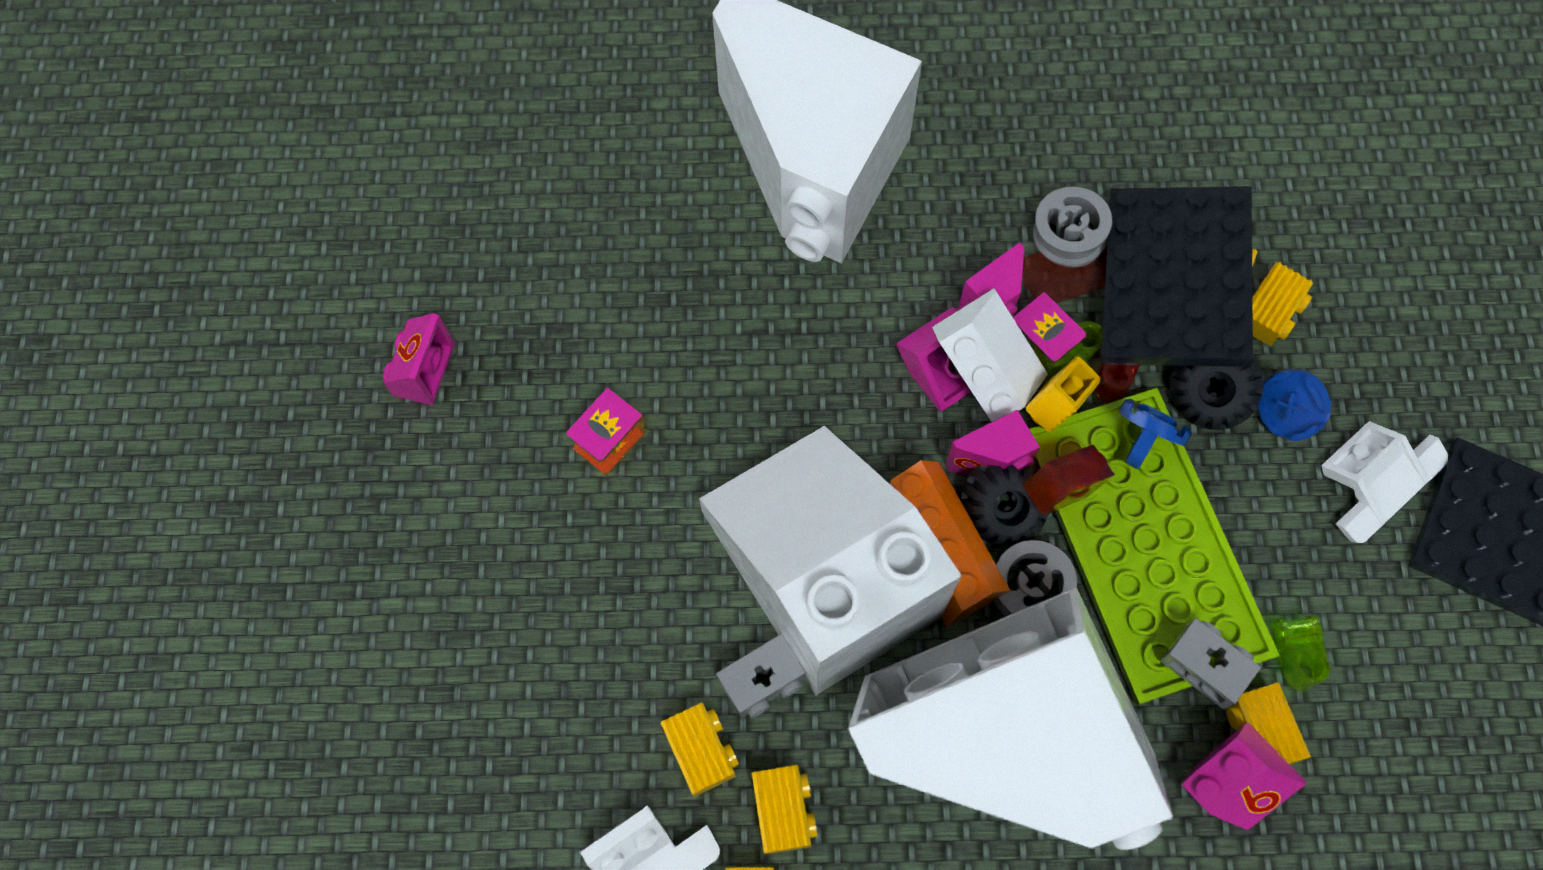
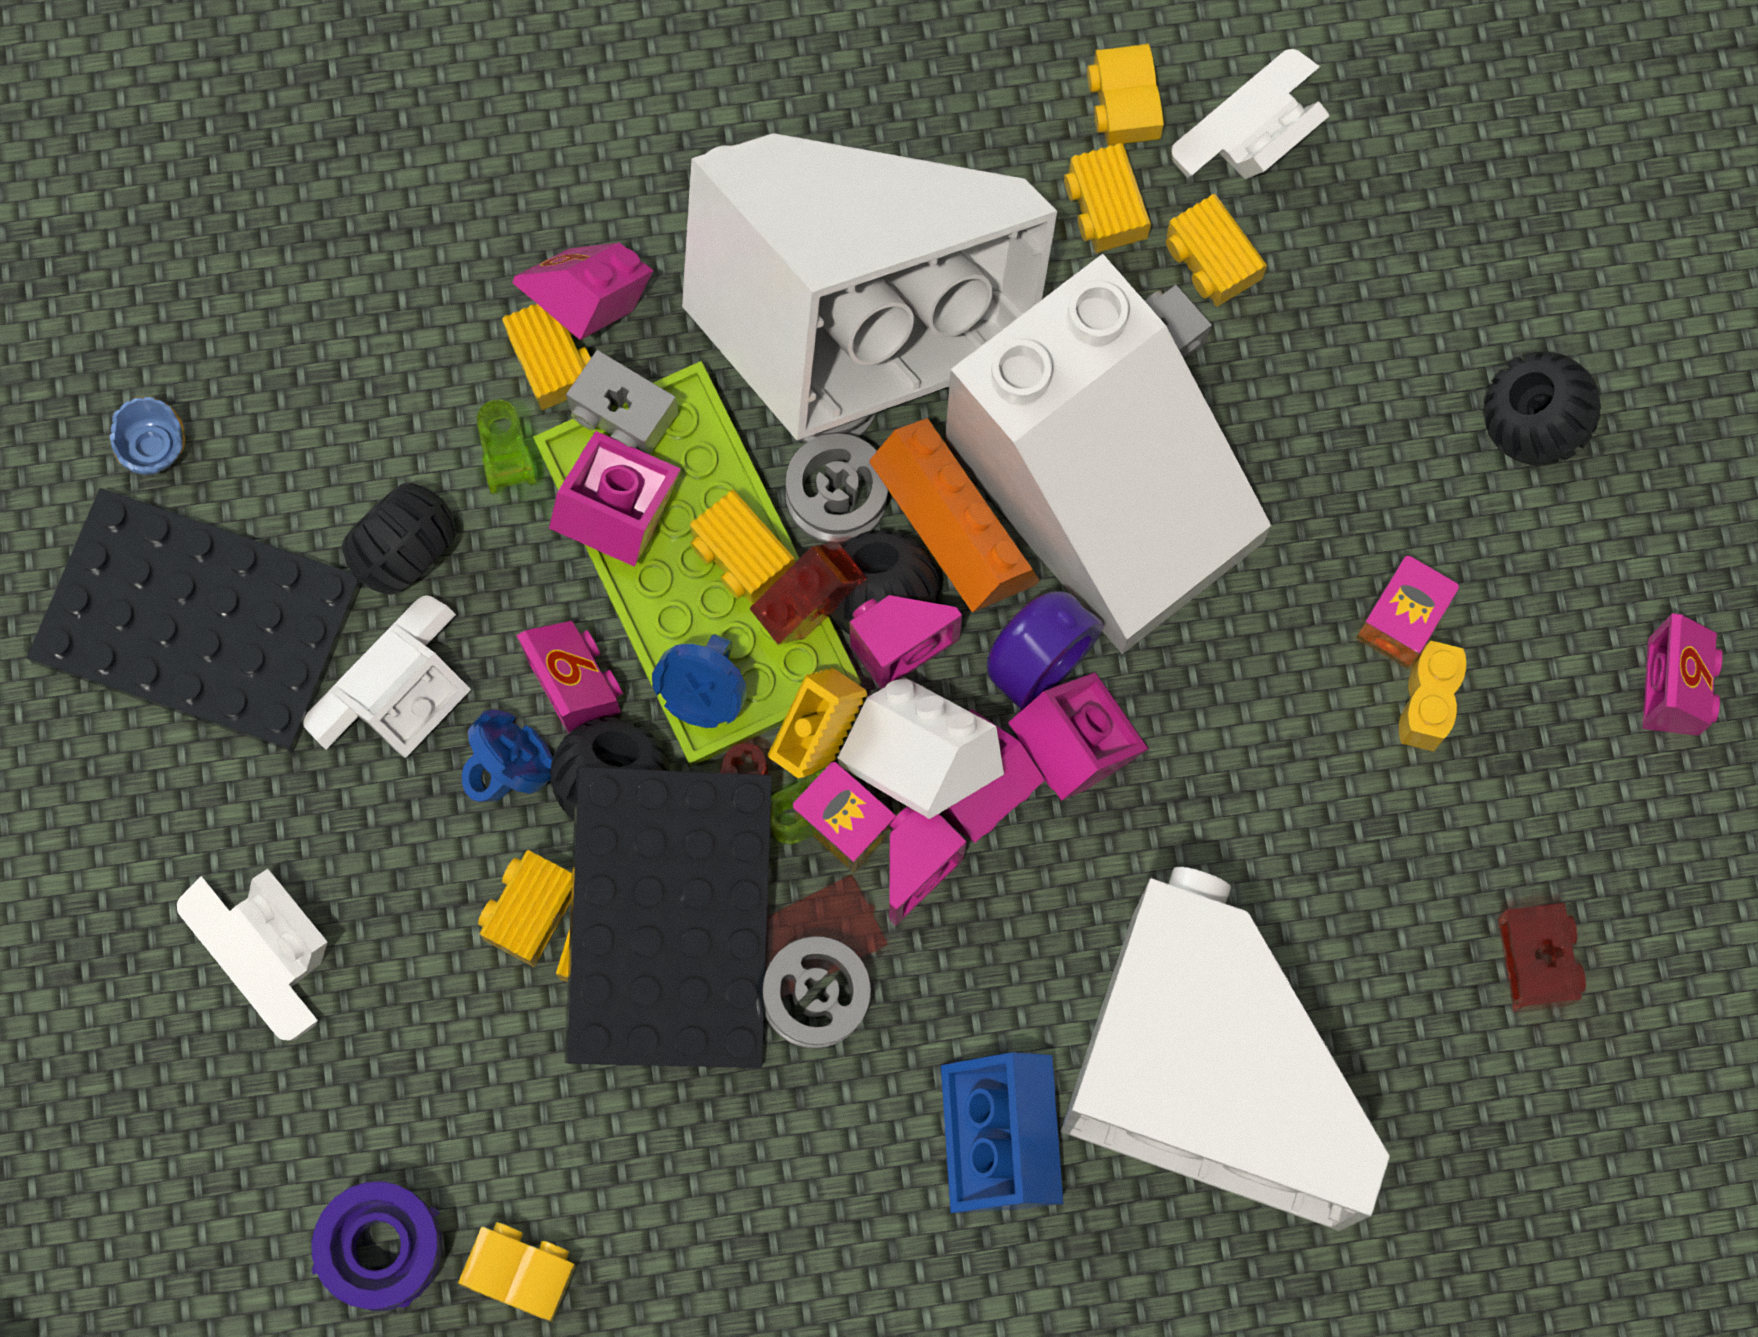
camera: 170 degrees right, 5 degrees up
(488, 578) = (1548, 384): none -> black wheel
(568, 194) = (1530, 980): none -> clear red brick
(605, 366) = (1432, 688): none -> yellow brick
(866, 375) = (1077, 735): none -> dark pink slope
(889, 426) = (1041, 646): none -> dark purple piece
(950, 129) = (1001, 1133): none -> blue slope
(1115, 532) = (740, 547): none -> yellow brick
(1217, 583) = (613, 498): none -> dark pink slope
(1251, 455) = (569, 673): none -> dark pink slope
(1277, 85) = (518, 1272): none -> yellow brick
(1384, 586) = (399, 538): none -> black wheel
(1387, 88) = (337, 1238): none -> dark purple piece
(1466, 303) = (261, 946): none -> white plate

